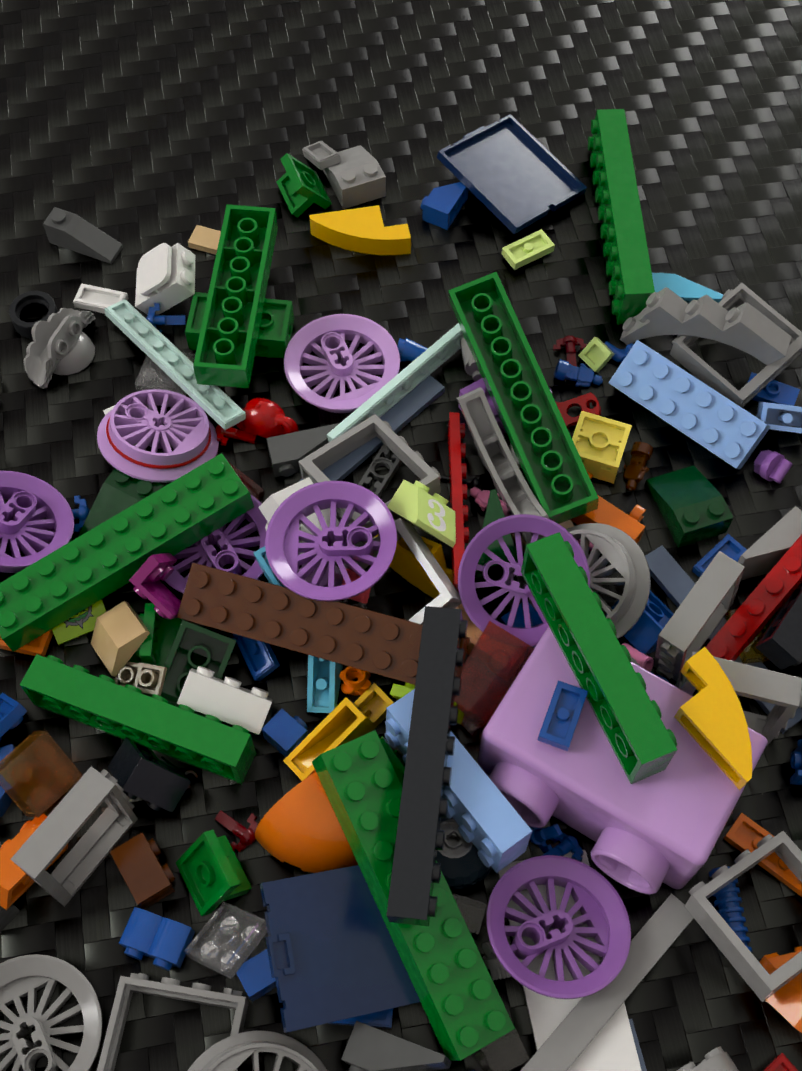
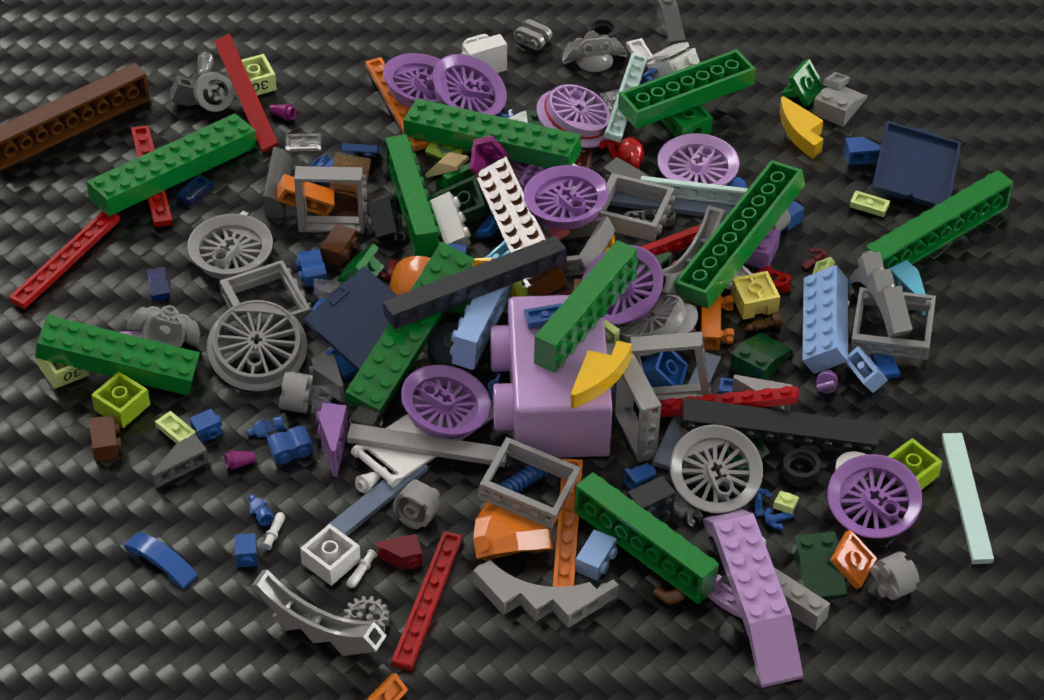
camera: 55 degrees right, 15 degrees down
(143, 676) = (433, 184): dark tan slope -> none
(425, 511) = (626, 228): yellowish green slope -> none
(581, 375) = (797, 261): blue piece -> none

